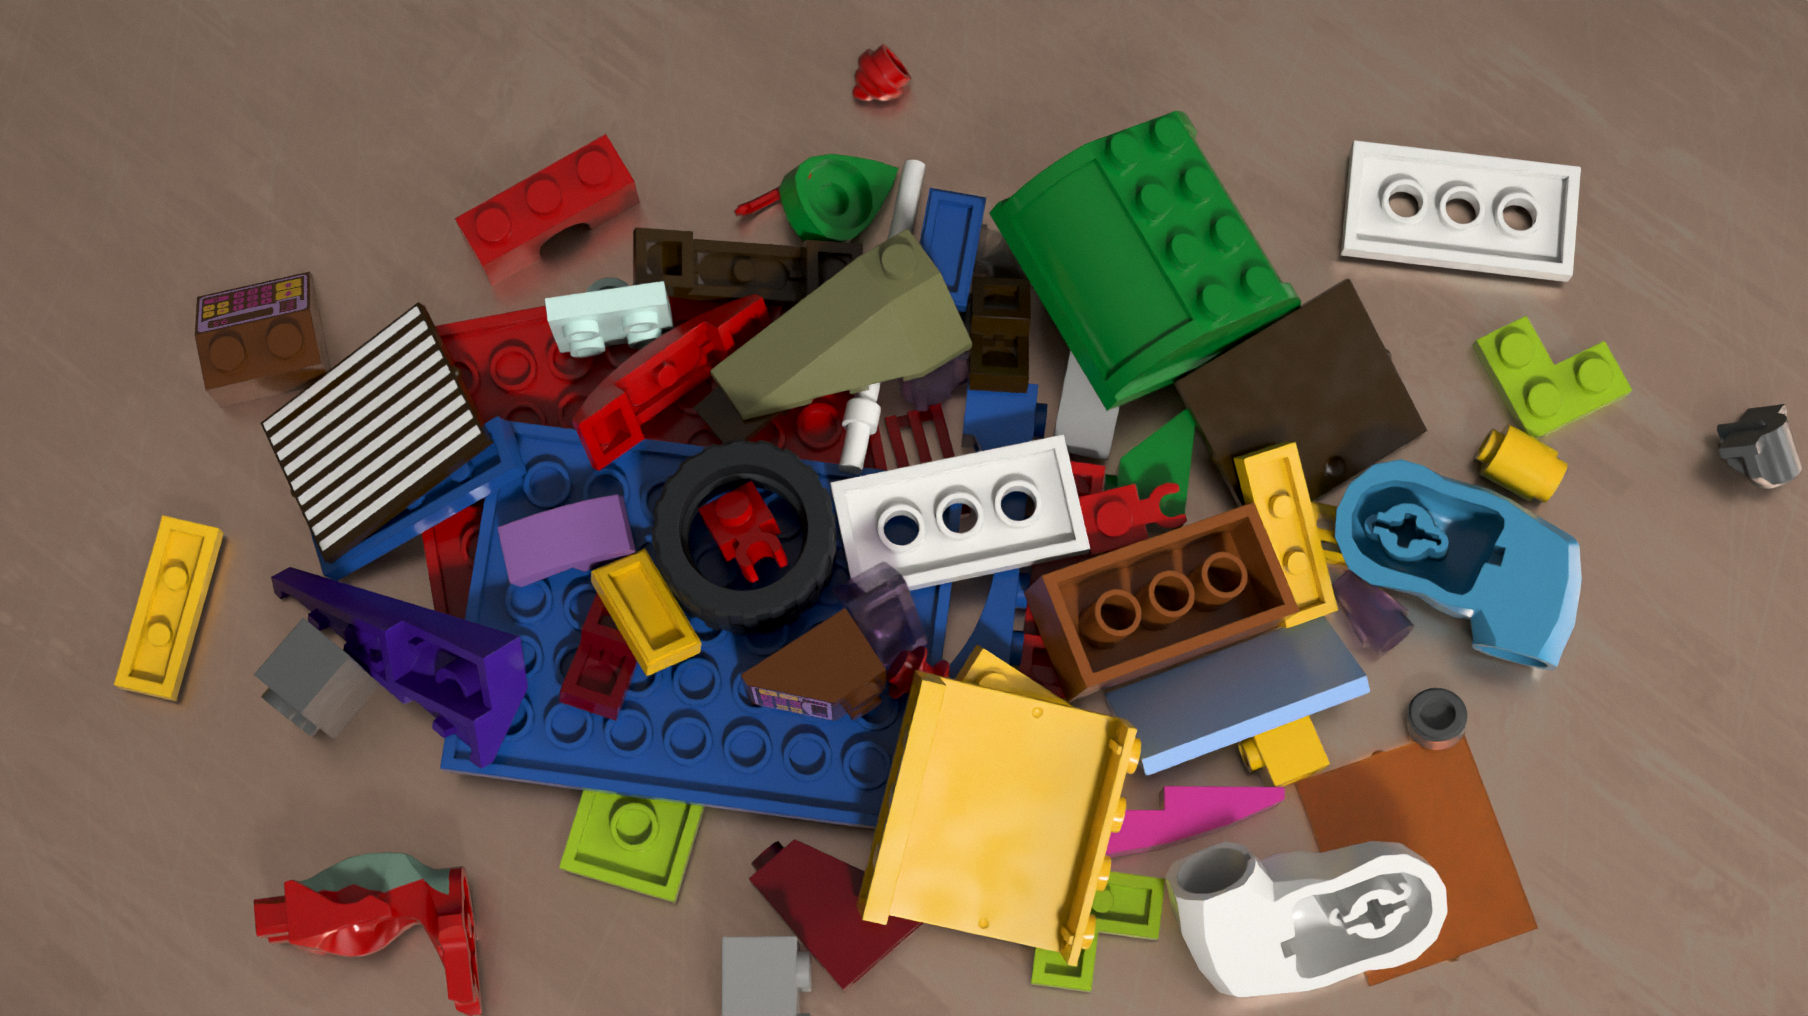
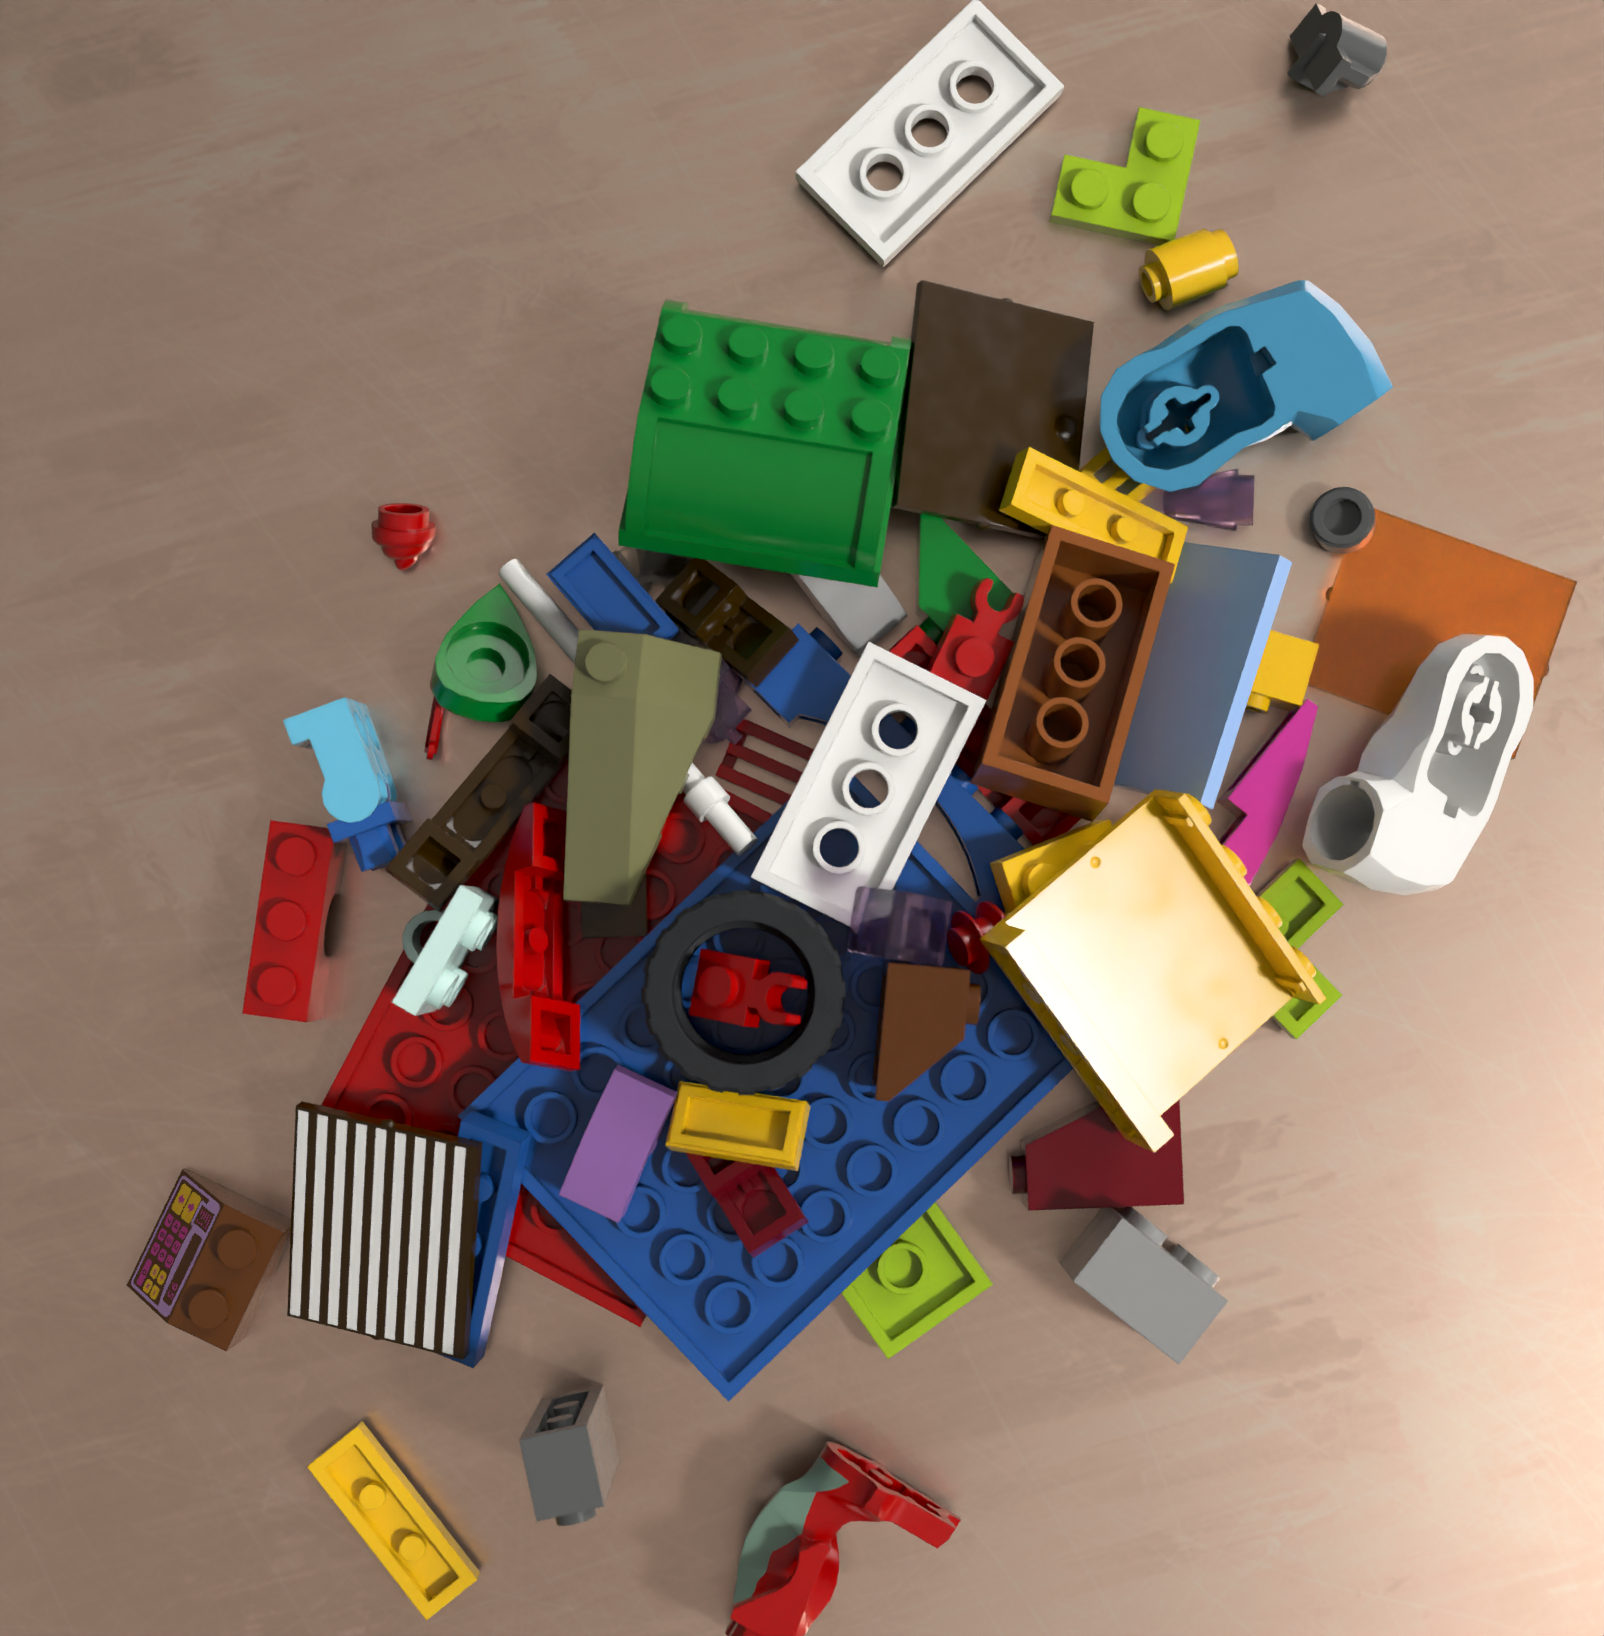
camera: 50 degrees left, 10 degrees up
(448, 665) = (637, 1334): dark purple wedge -> none
(683, 167) = (356, 778): none -> medium azure hips

